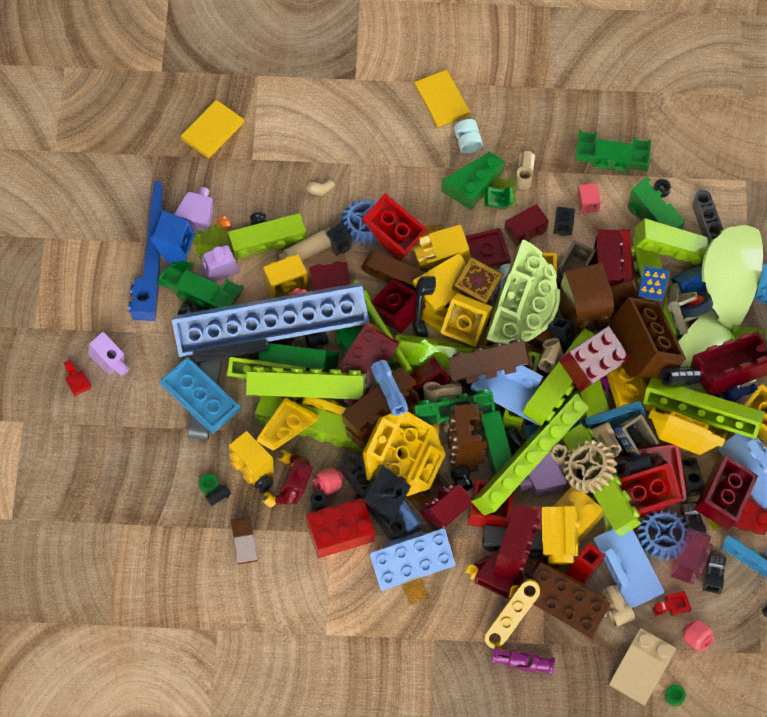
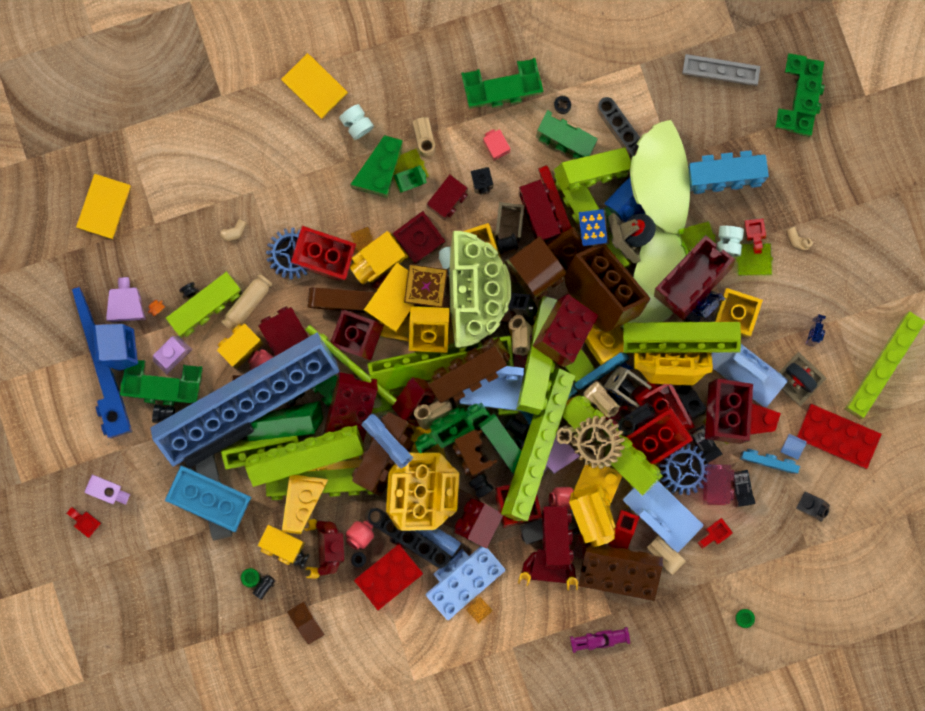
camera: 20 degrees left, 20 degrees up
(210, 239) = (154, 333): clear neon green piece -> none
(340, 239) = (274, 283): black bracket -> none
(385, 492) = (420, 536): black tile -> none
(425, 286) = (379, 314): black piece -> none
(512, 613) = (576, 604): yellow plate -> none
(642, 666) = (707, 605): tan slope -> none
(680, 376) = (650, 314): black axle -> none
(698, 635) = (747, 555): coral head -> none

